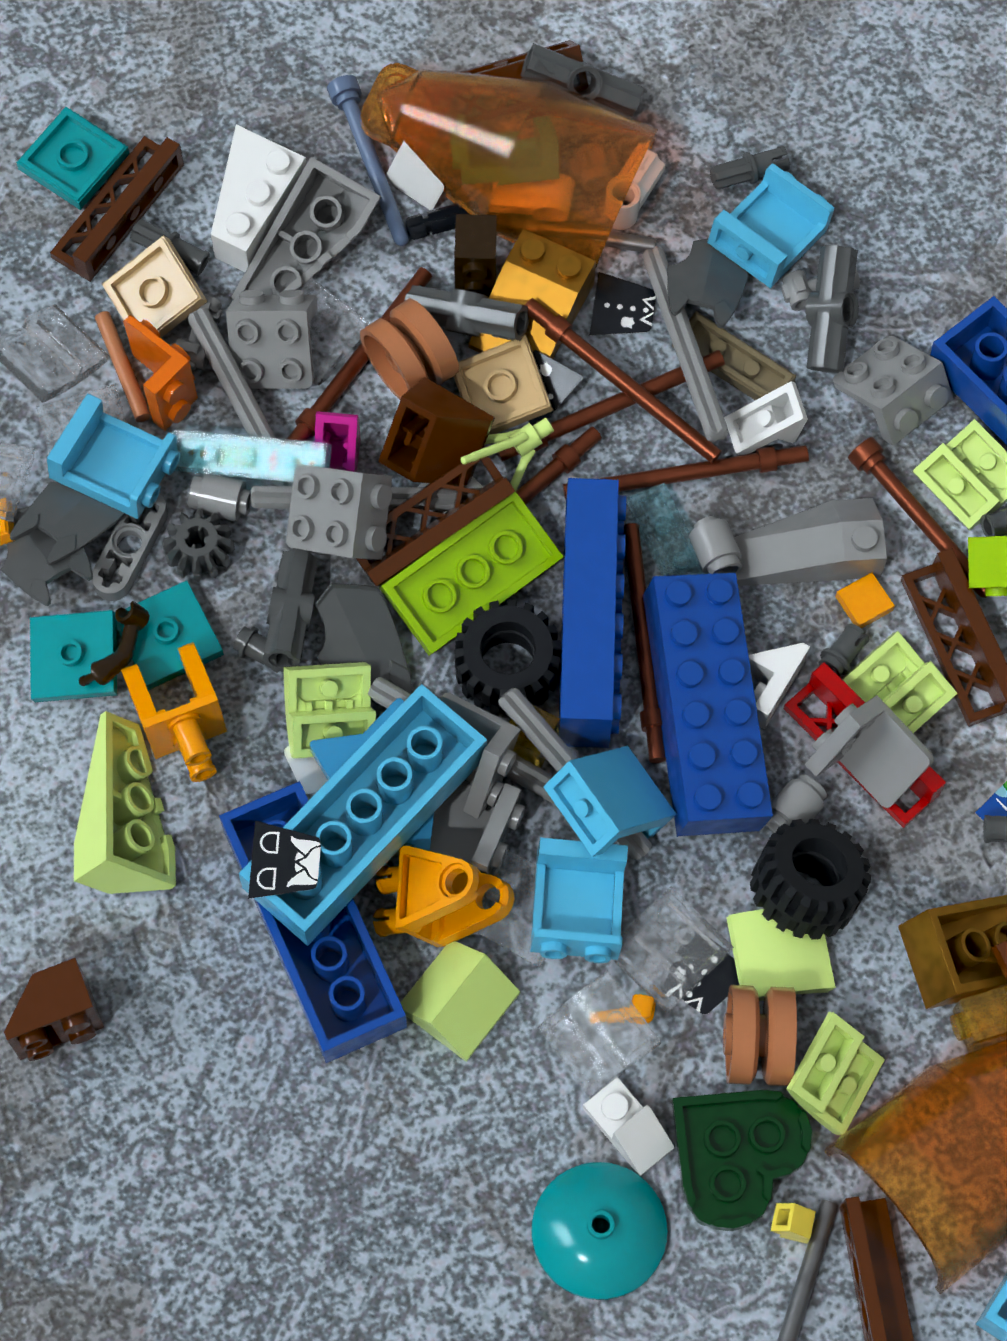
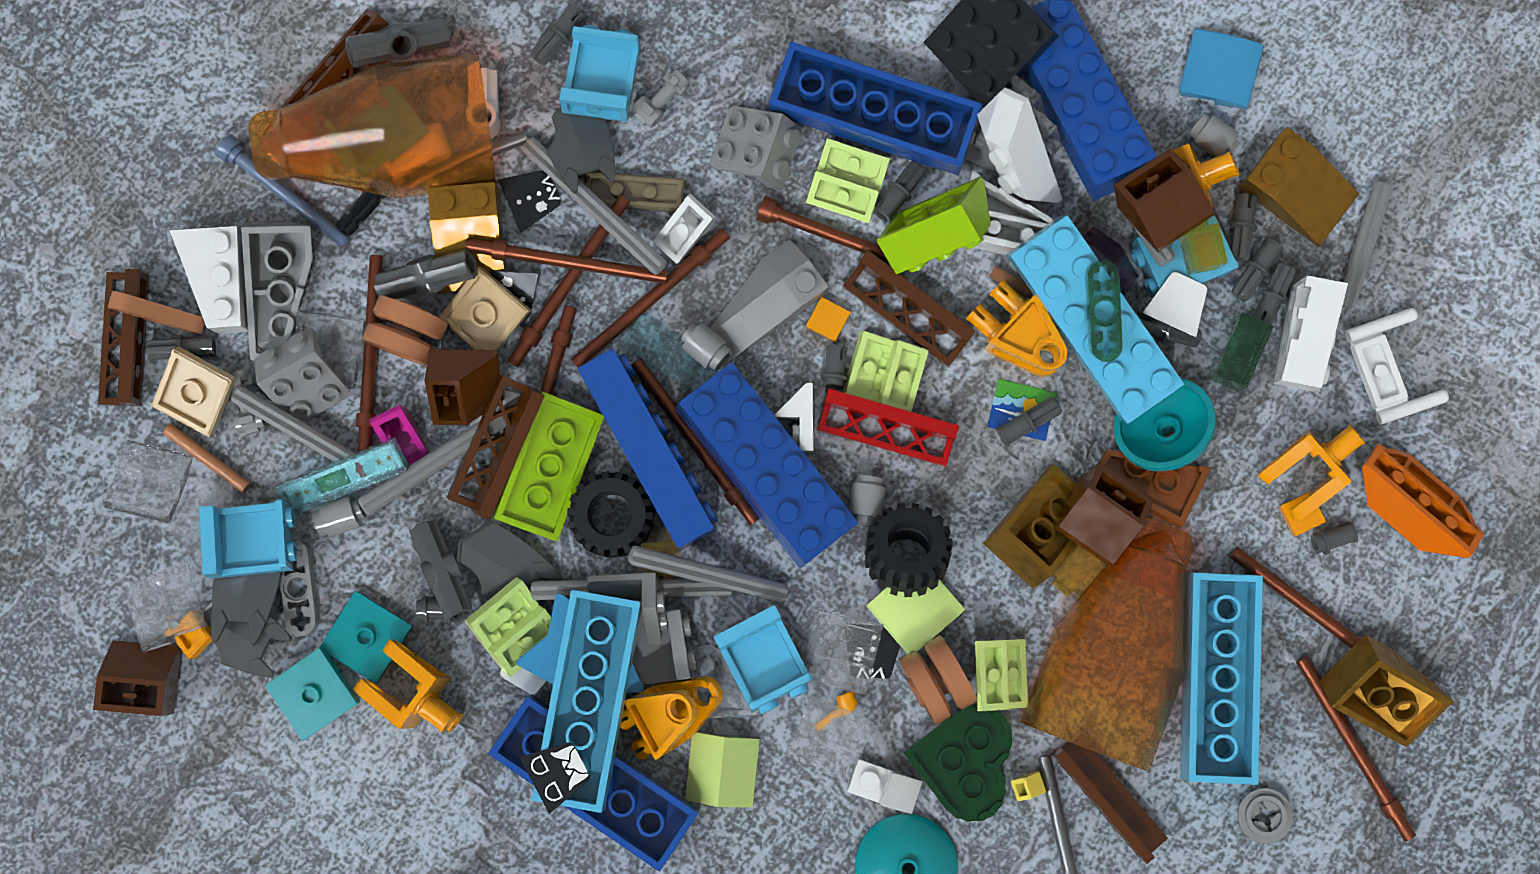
camera: 25 degrees left, 15 degrees up
(73, 158) = (66, 321): teal plate -> none
(108, 667) = (338, 646): dark brown piece -> none
(119, 823) = (422, 792): yellowish green wedge -> none
(170, 193) = (156, 312): none -> nougat beam
(172, 385) = (255, 459): orange bracket -> none
(214, 544) = (358, 557): dark grey gear -> none
(339, 512) = (432, 486): light grey bracket -> none
(414, 177) = (325, 191): white sticker -> none
(475, 253) = (406, 228): dark brown brick -> none
(522, 439) = (525, 348): yellowish green plant -> none
(608, 798) = (743, 579): medium azure panel -> none
(832, 309) = (681, 116): dark grey piece -> none
(874, 749) = (900, 433): light grey bracket -> none

